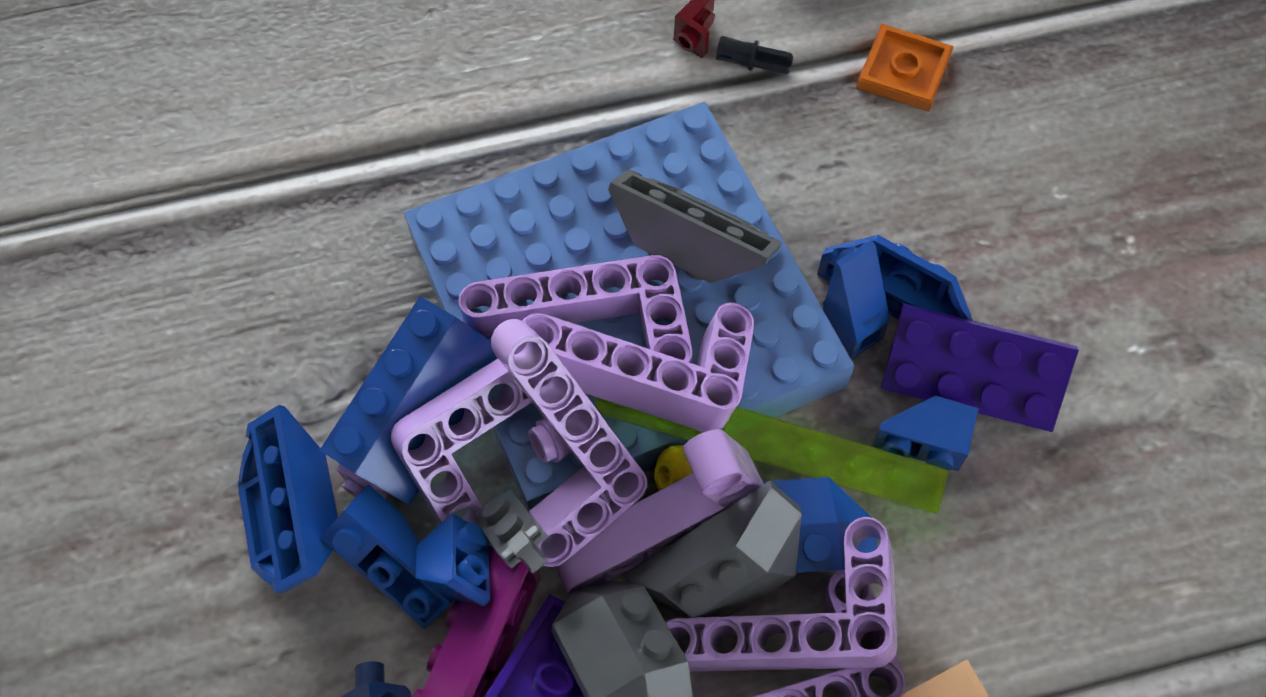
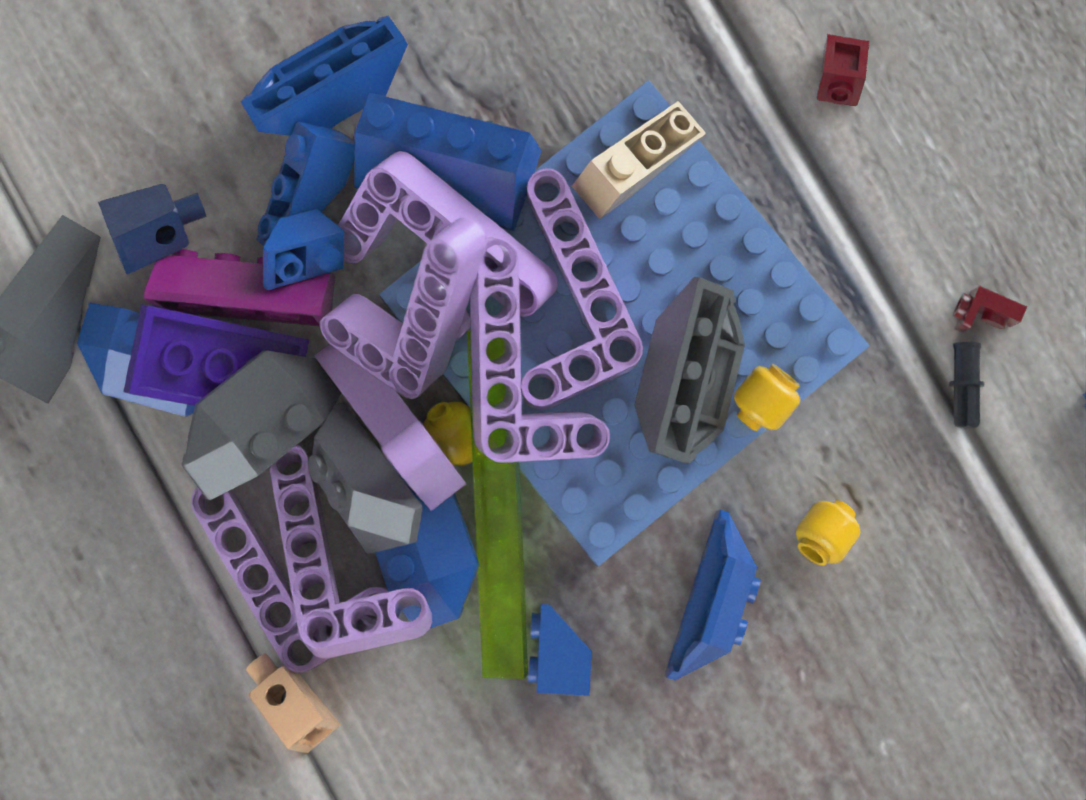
camera: 75 degrees right, 20 degrees up
(453, 74) = (843, 70): none -> dark red bracket
(478, 228) = (637, 159): none -> tan slope
(513, 531) = (336, 291): dark grey hinge -> none
(733, 175) = (767, 398): none -> yellow head
(857, 299) = (667, 554): blue slope -> none
(860, 183) = (827, 532): none -> yellow head
(904, 67) = (1003, 552): orange tile -> none
(980, 366) = (638, 689): dark purple plate -> none

